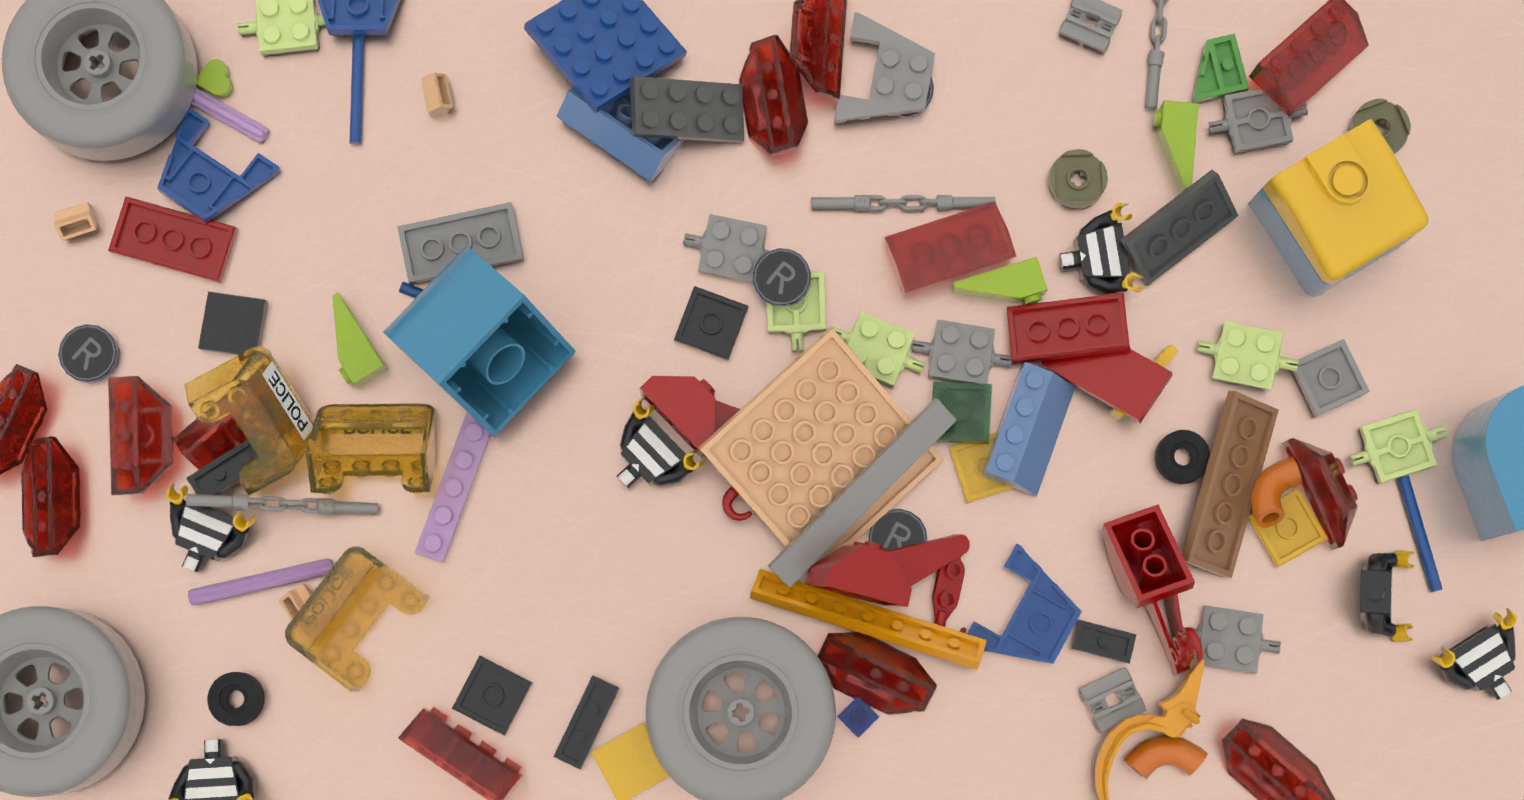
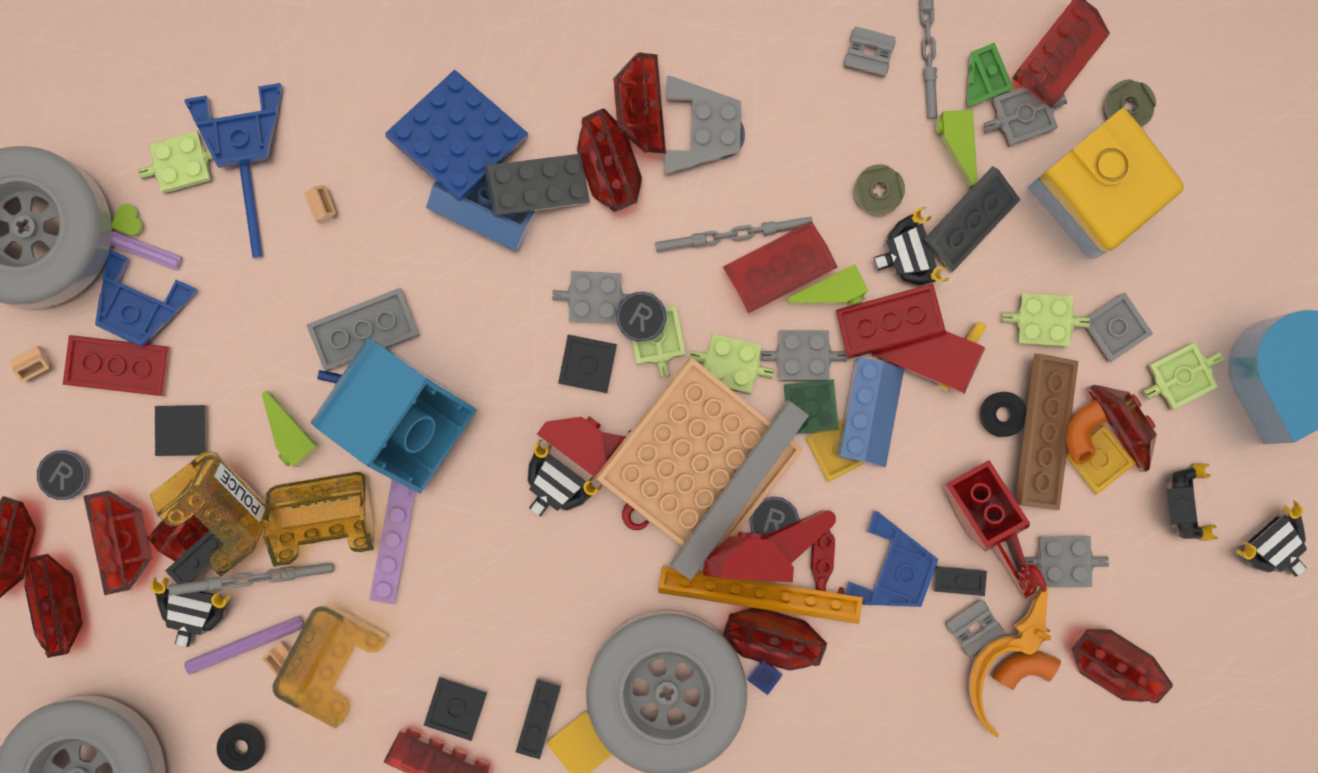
camera: 10 degrees left, 5 degrees up
(1420, 533) = (1211, 447): blue bar -> none

